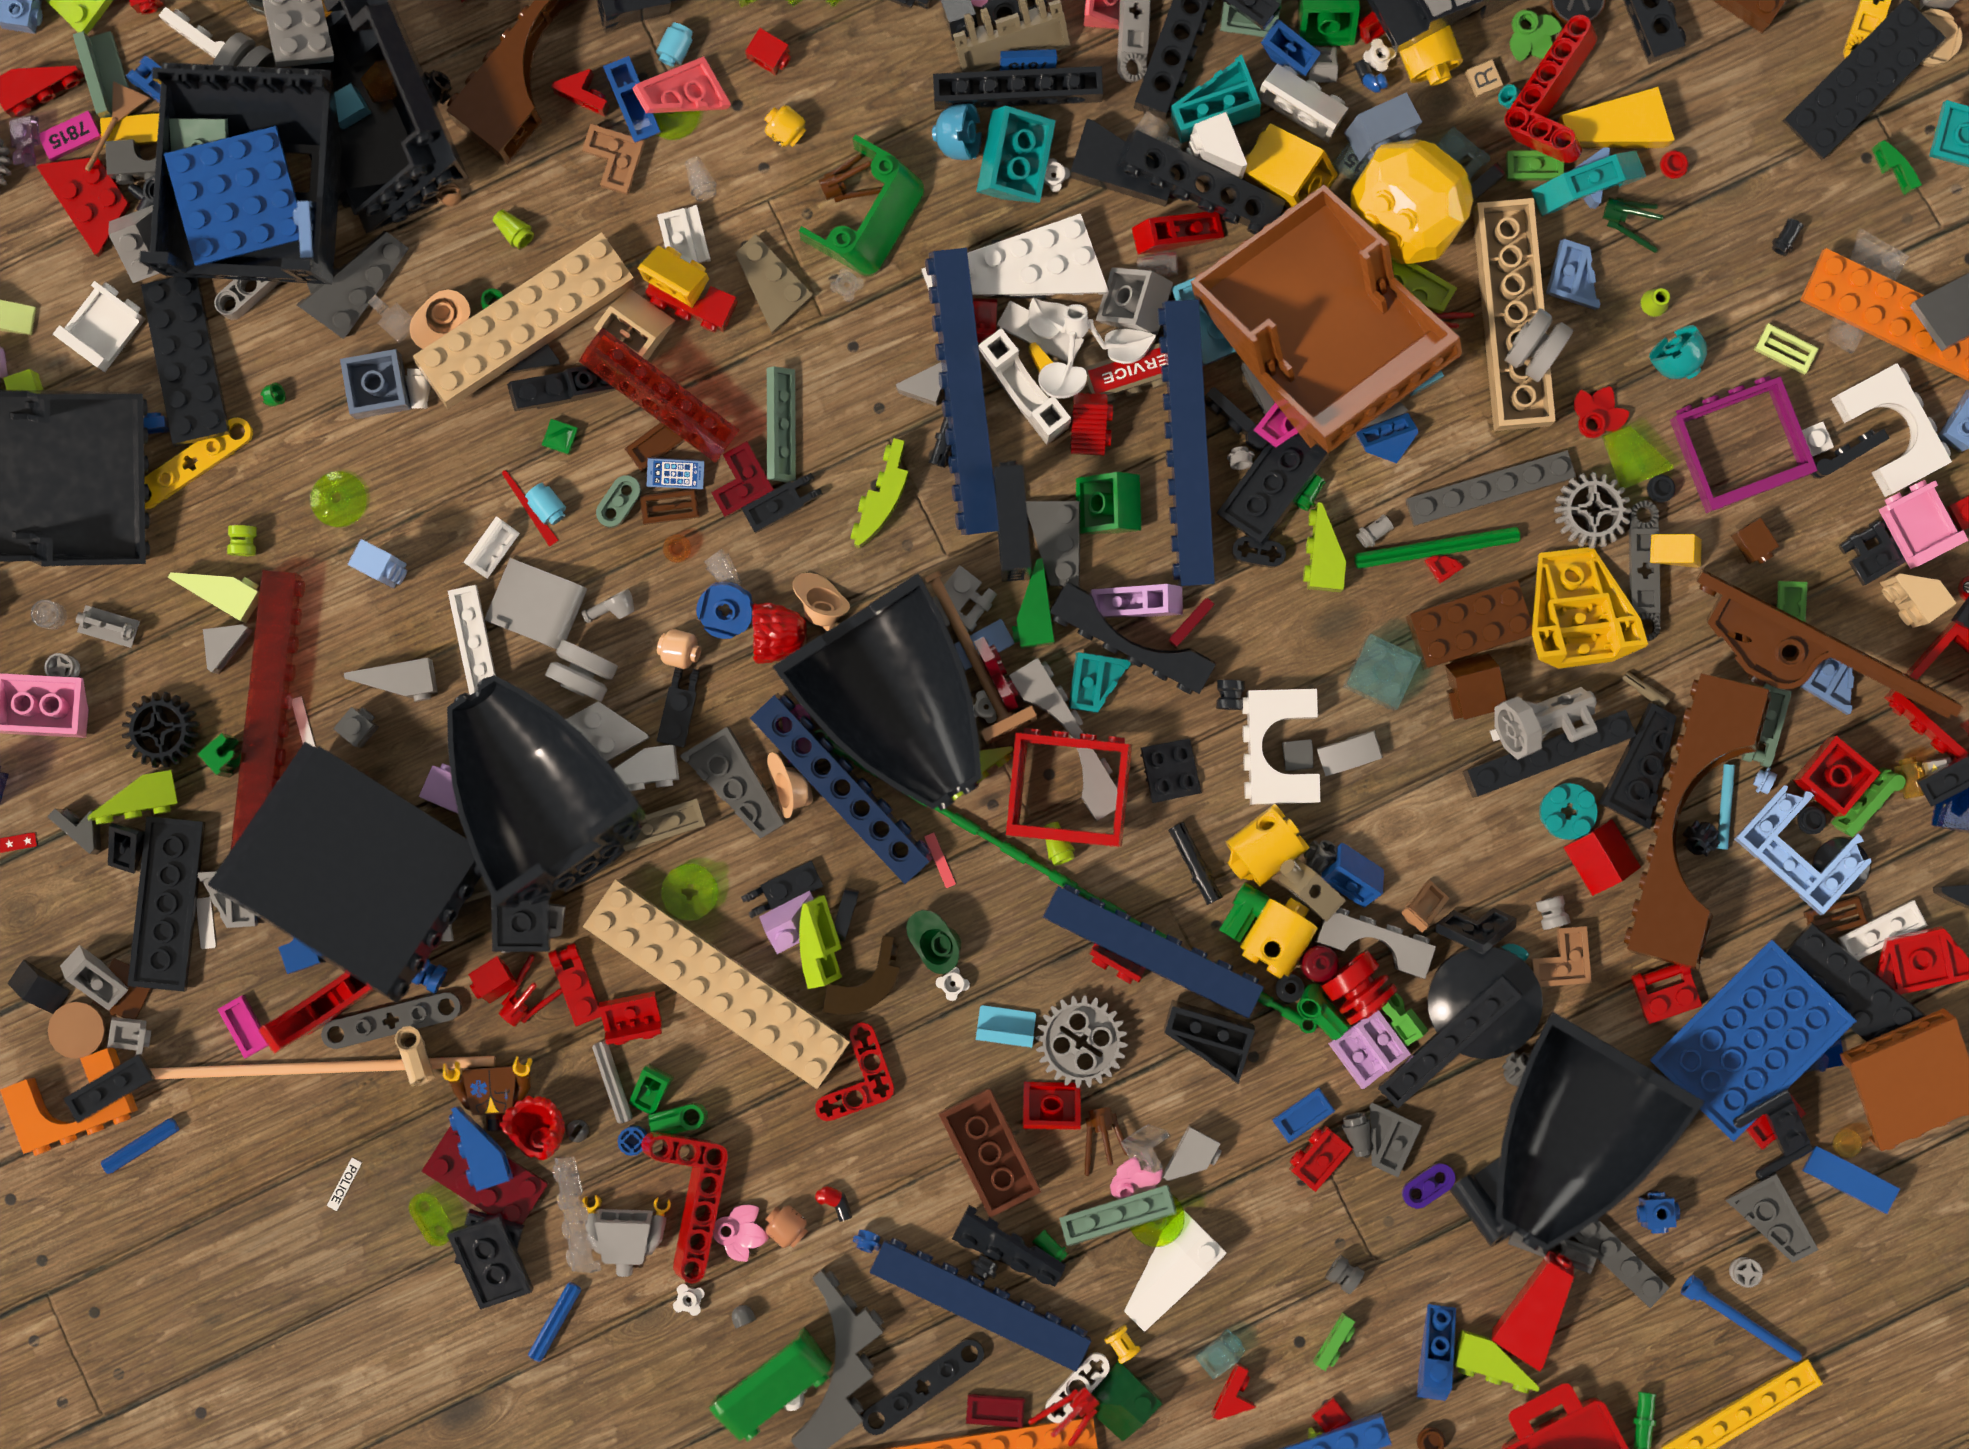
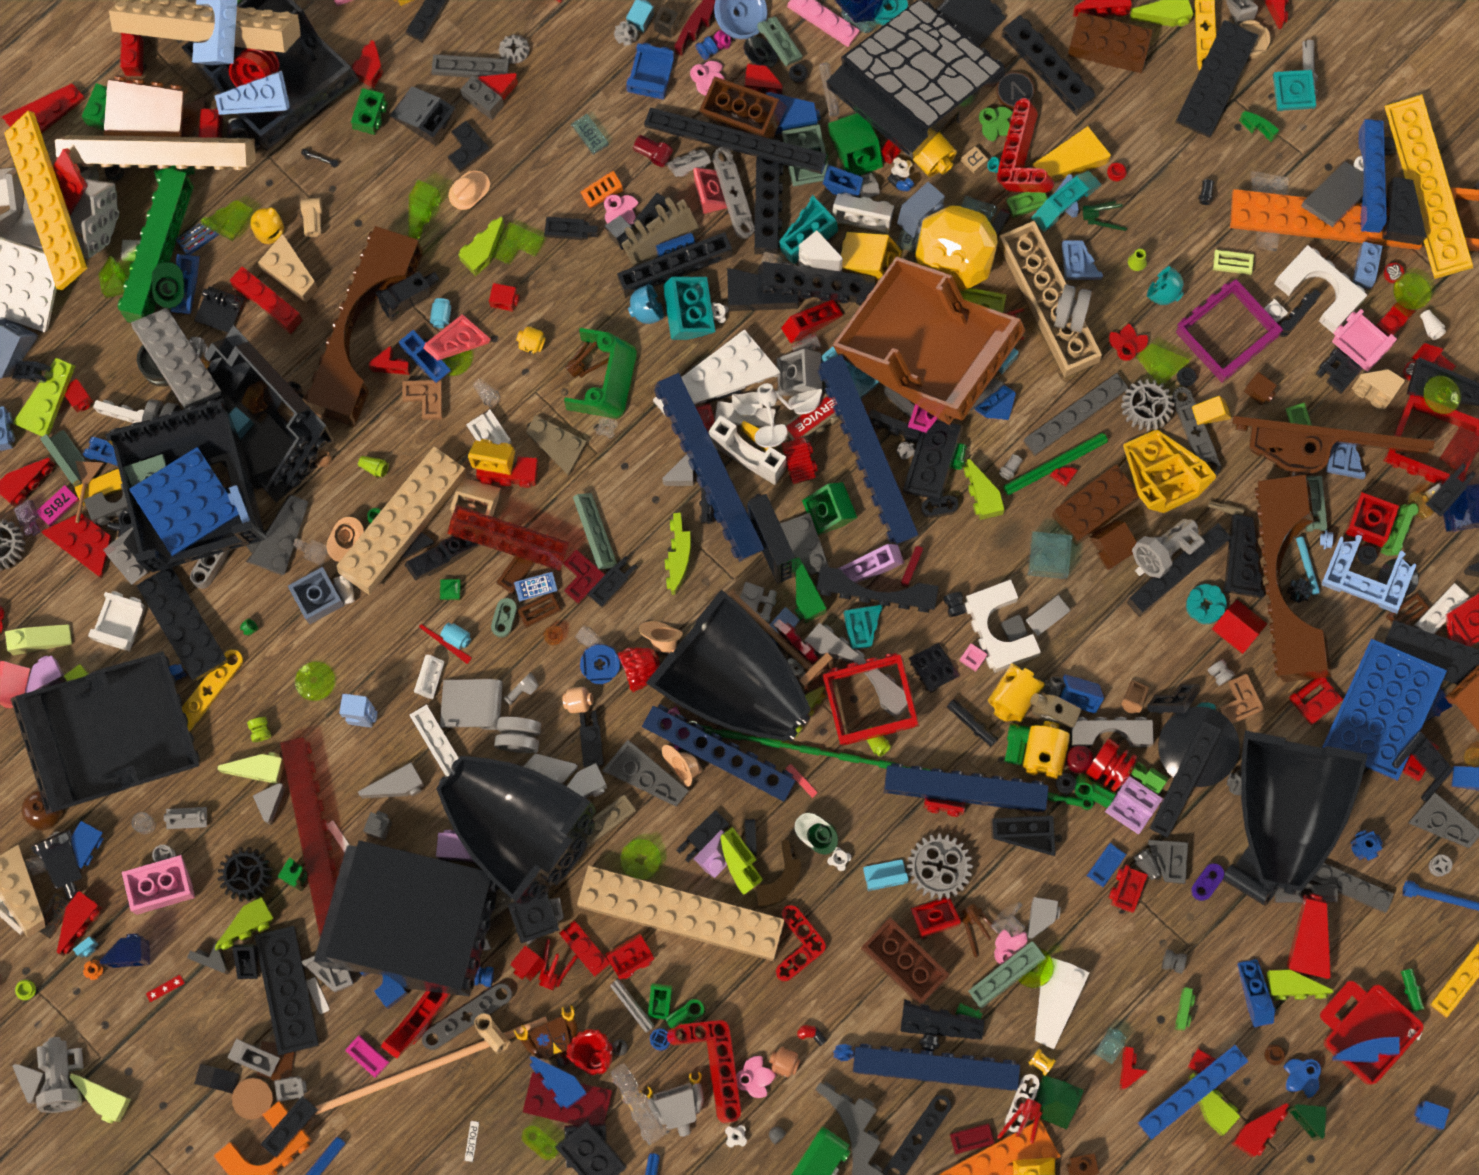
camera: 15 degrees left, 10 degrees down
(1228, 775) = (973, 657): none -> bright pink plate

